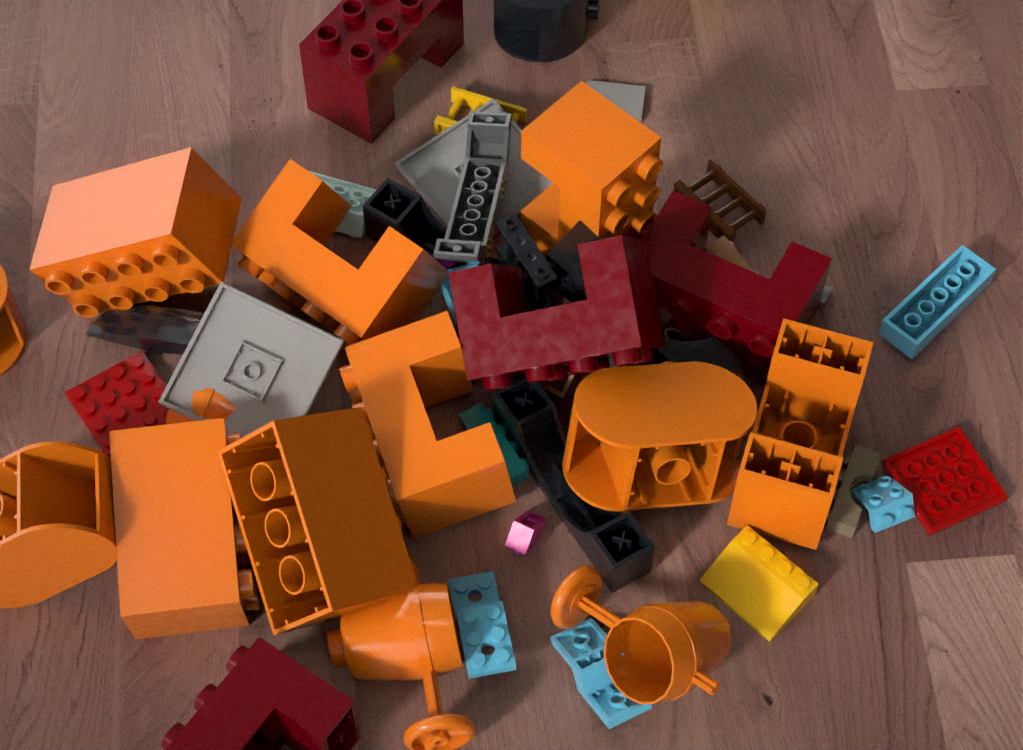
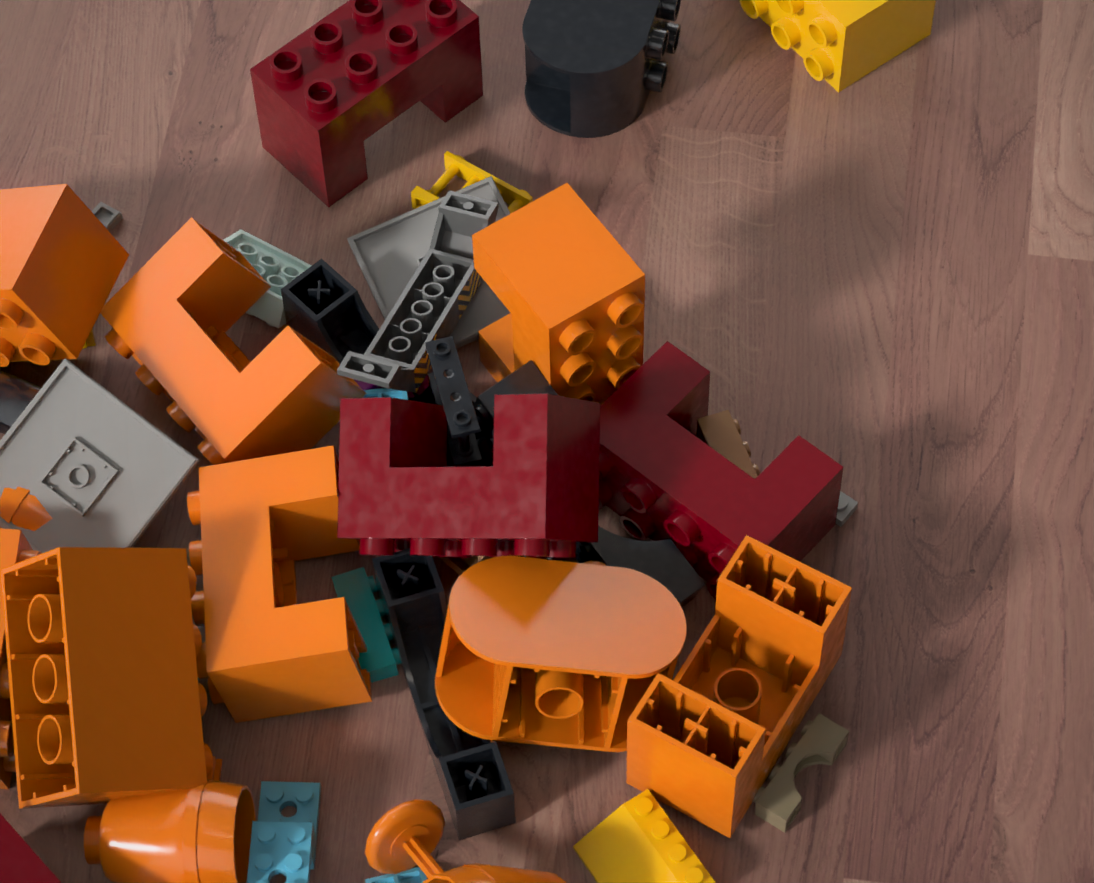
camera: 15 degrees right, 0 degrees up
(525, 532) = (373, 741): dark pink slope -> none
(625, 96) = (651, 204): light grey tile -> none
(717, 225) = (730, 383): reddish brown fence -> none
(886, 502) = (838, 795): medium azure bracket -> none
(936, 301) = (986, 546): medium azure brick -> none
(945, 480) = (924, 782): red plate -> none

